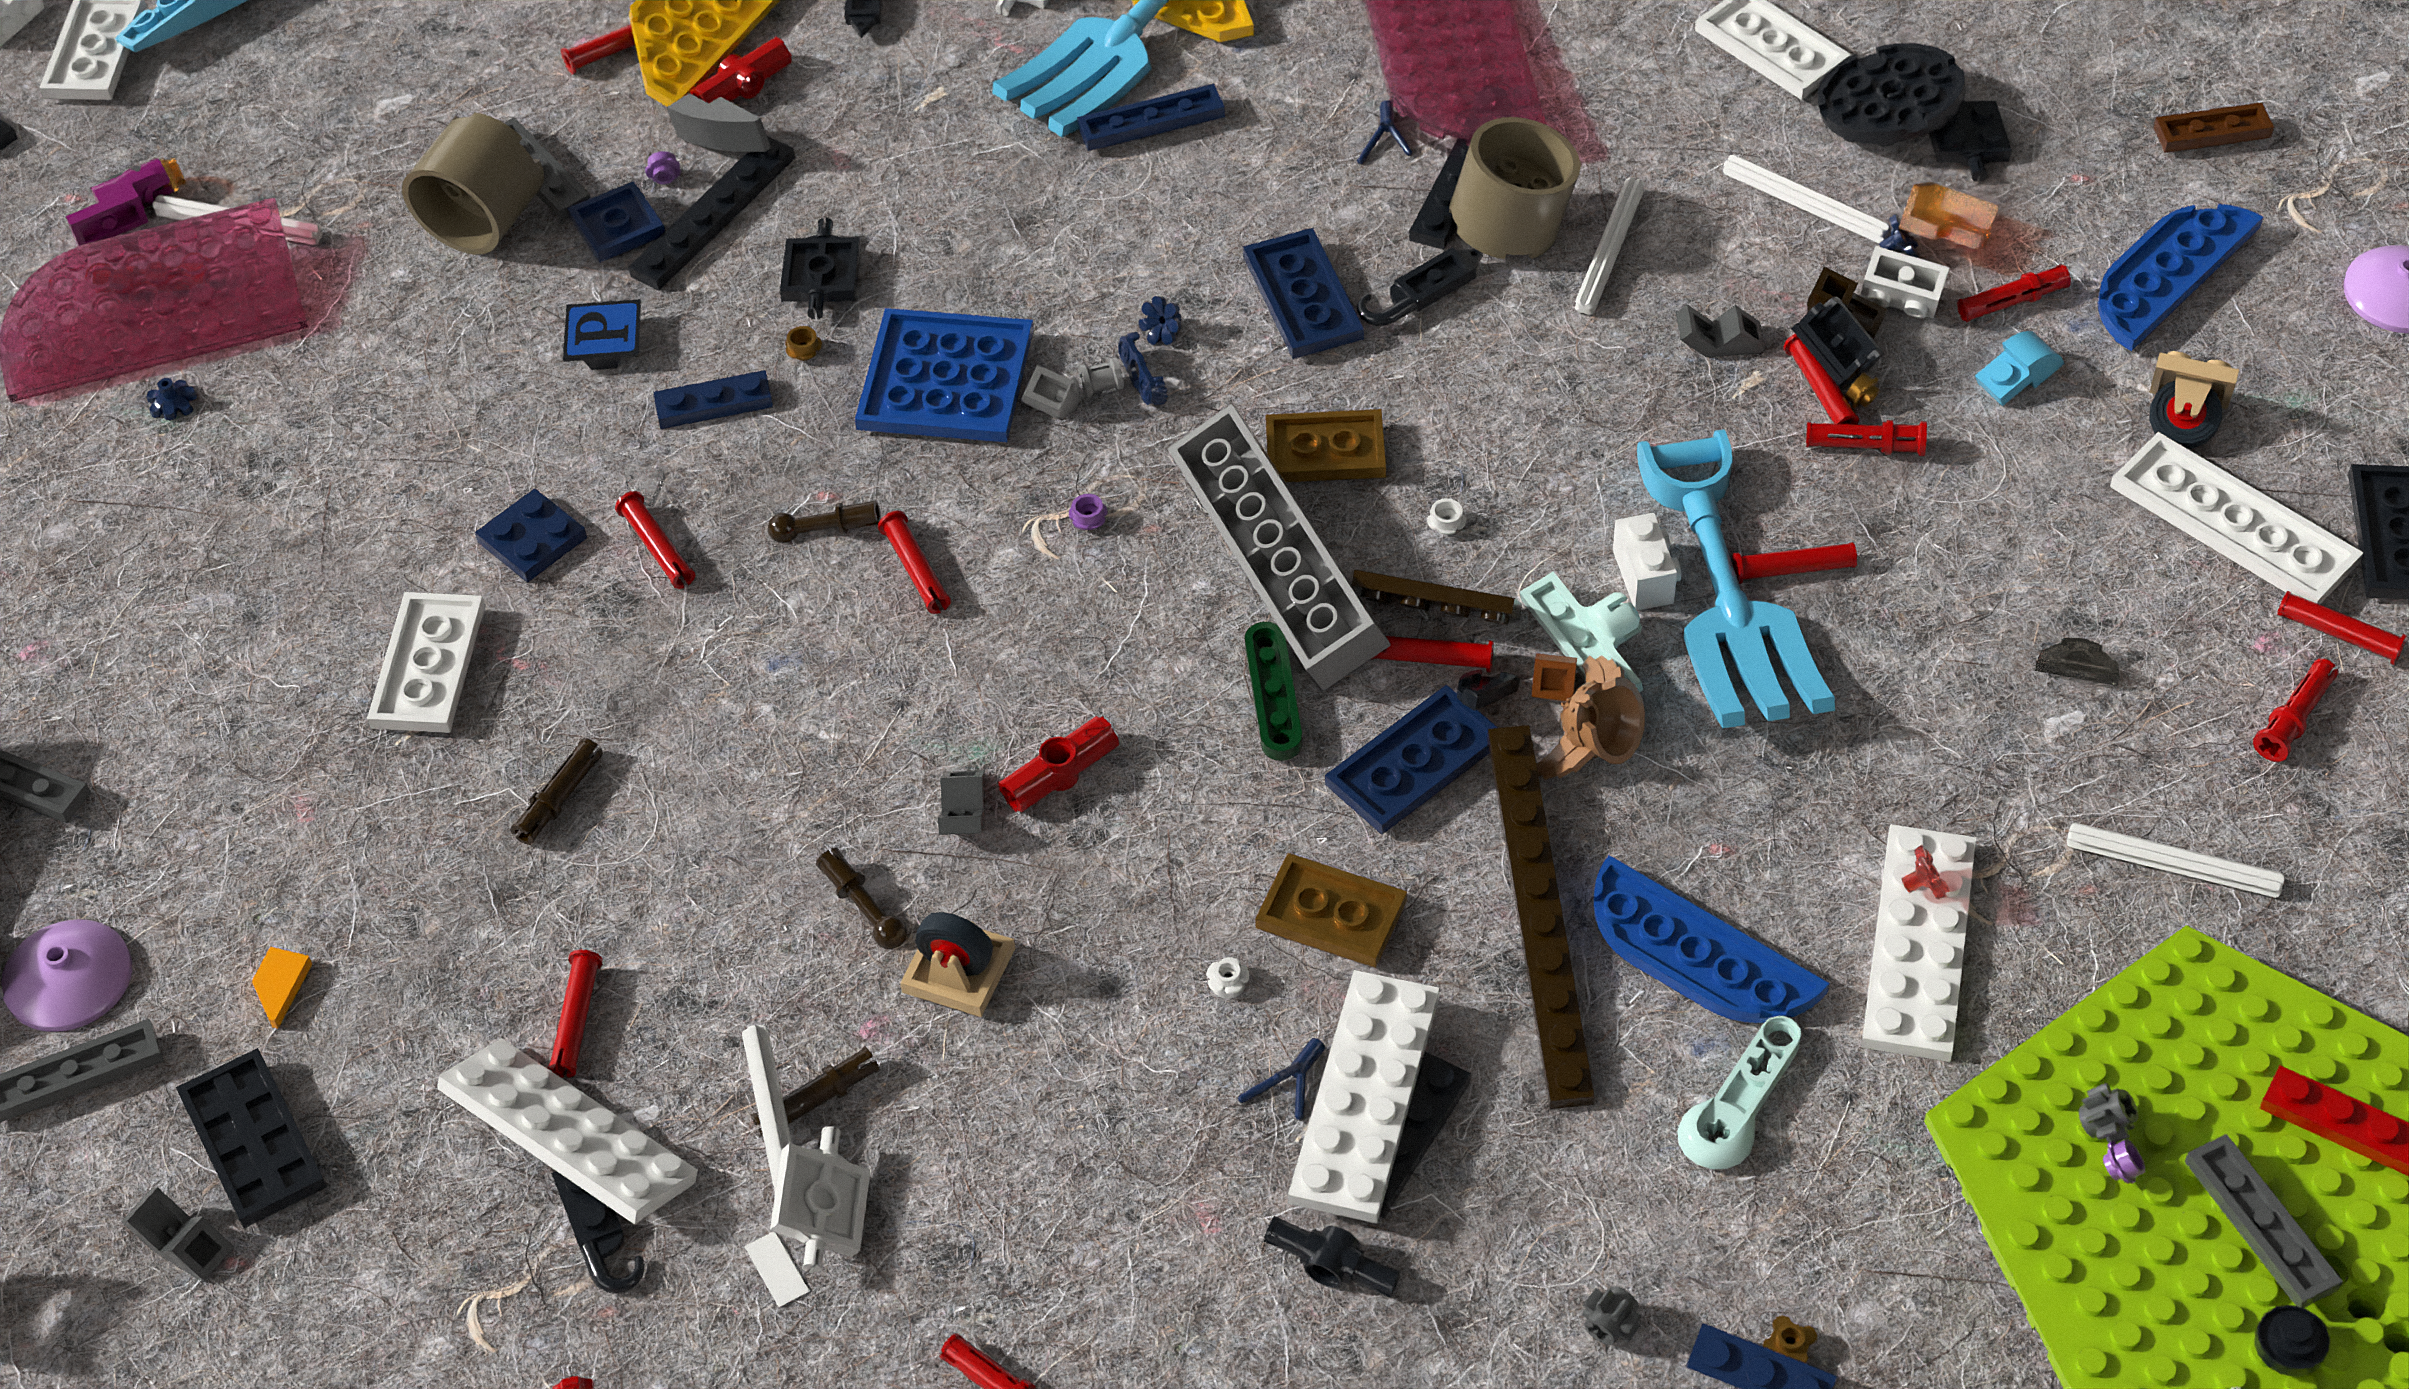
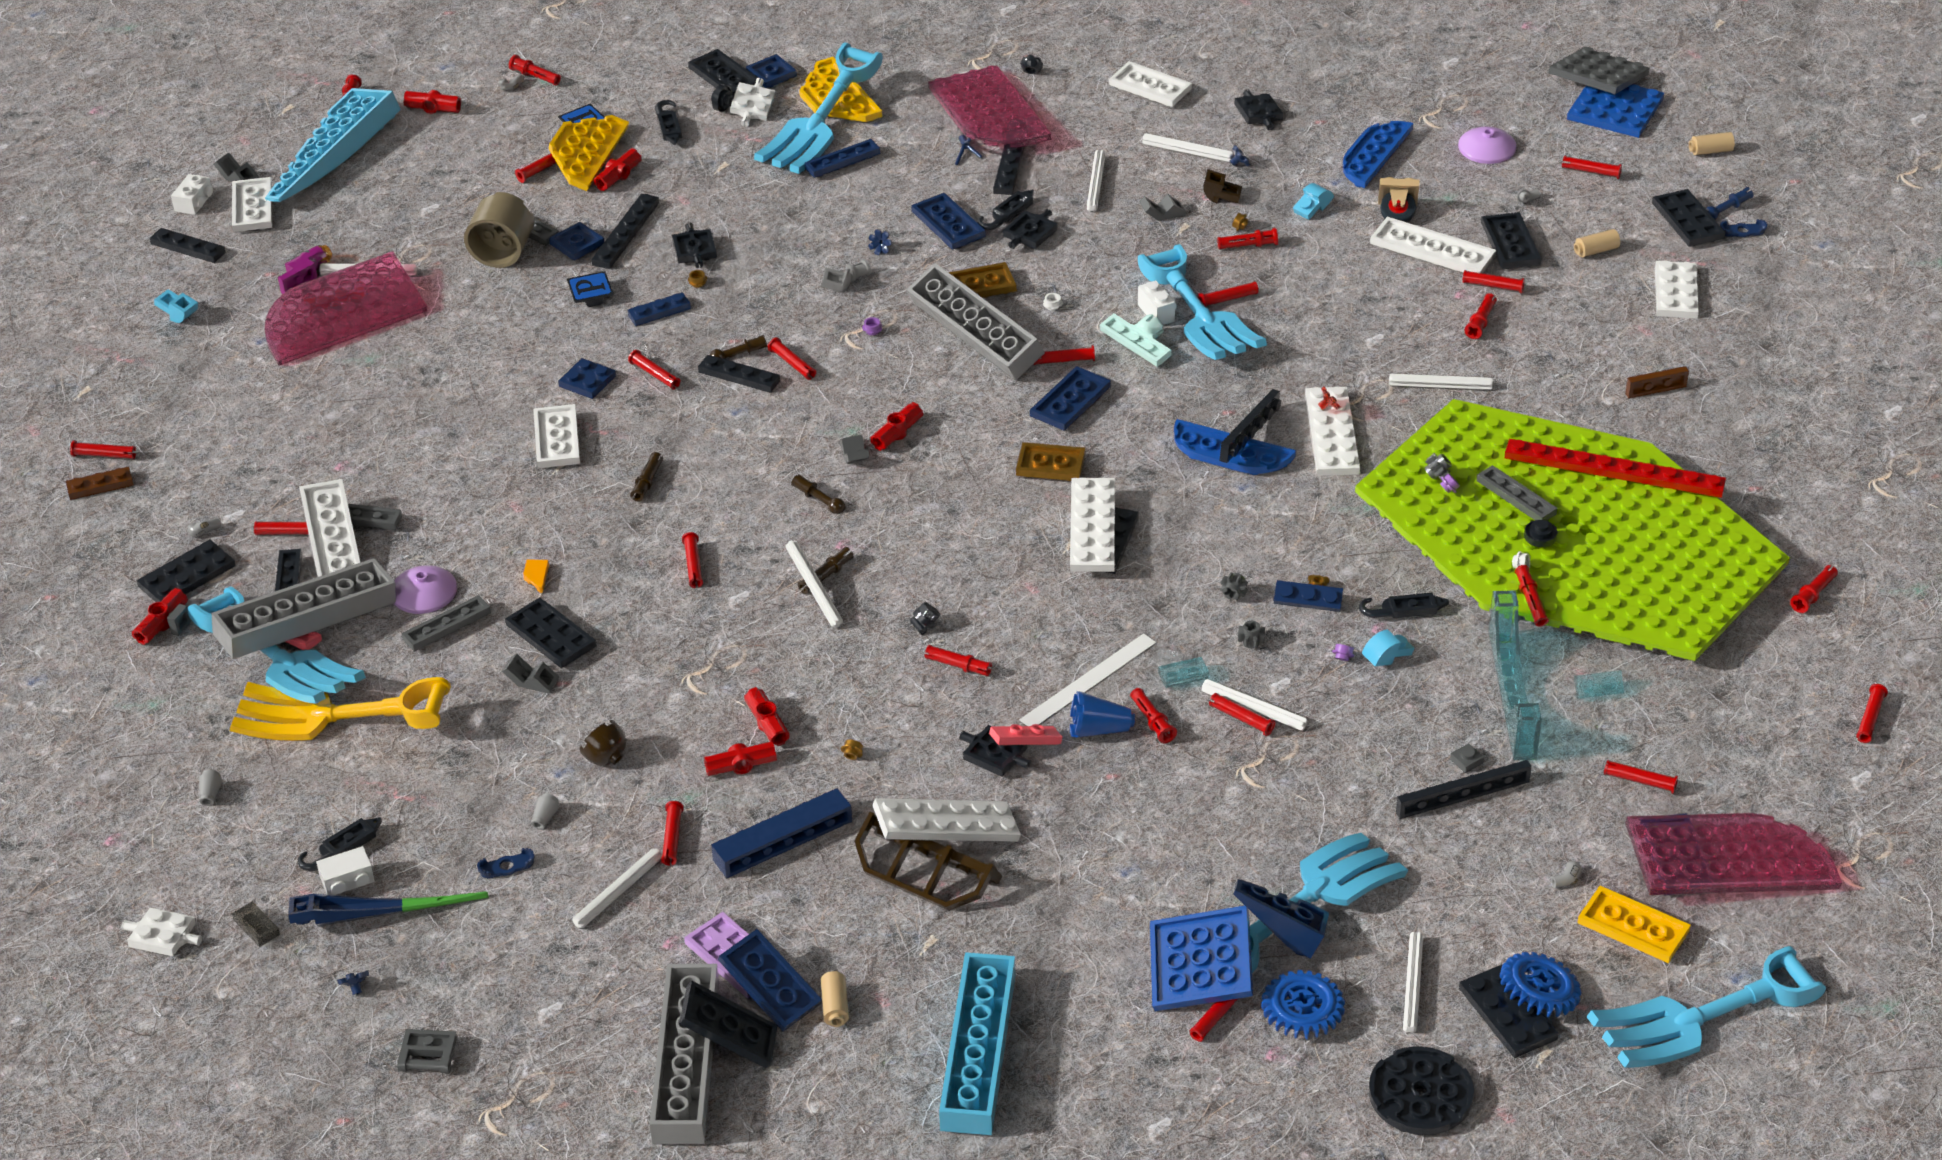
camera: 15 degrees left, 10 degrees down
(171, 398) = (368, 350): dark blue plant -> none
(568, 1130) = (709, 601): white plate -> none
(597, 1235) = (734, 635): black plate -> none
(663, 167) = (591, 214): medium lavender plate -> none
(718, 125) = (616, 190): dark grey slope -> none
(776, 1269) = (831, 640): white sticker -> none
(809, 576) = (739, 373): none -> black plate
(820, 1199) = (846, 605): white plate -> none
(945, 375) = (777, 280): blue plate -> none
(956, 963) = (876, 506): plate -> none
(968, 1259) = (924, 617): none -> black piece
(1150, 388) = (884, 270): dark blue piece -> none
(1227, 986) = (1009, 496): white plate -> none
(1273, 691) = (991, 382): dark green plate -> none
(1297, 1069) = (1054, 523): dark blue plant -> none
(1332, 1256) = (1097, 588): black pin -> none
(1421, 594) = (1064, 329): dark brown plate -> none
(1451, 339) = (1030, 229): none -> black plate
(1480, 691) = (1094, 367): black plate -> none
(1514, 187) = (1043, 157): dark tan brick -> none
(1540, 919) = (1151, 447): dark brown plate -> none
(1554, 677) = (1127, 355): dark orange tile -> none
(1598, 721) = (1154, 367): medium nougat helmet -> none
(1738, 1101) = (1263, 512): light aqua beam -> none
(1742, 915) = (1250, 425): none -> black plate
(1821, 383) = (1217, 219): red pin -> none
(1838, 341) = (1223, 200): black hinge -> none
(1904, 282) = (1248, 172): white brick -> none
(1926, 94) = (1217, 96): black plate -> none
(1949, 214) = (1261, 142): clear orange panel -> none
(2027, 288) = (1308, 168): red pin -> none
(2079, 660) = (1375, 312): clear smoke plate -> none
(2213, 127) = (1378, 90): reddish brown plate -> none

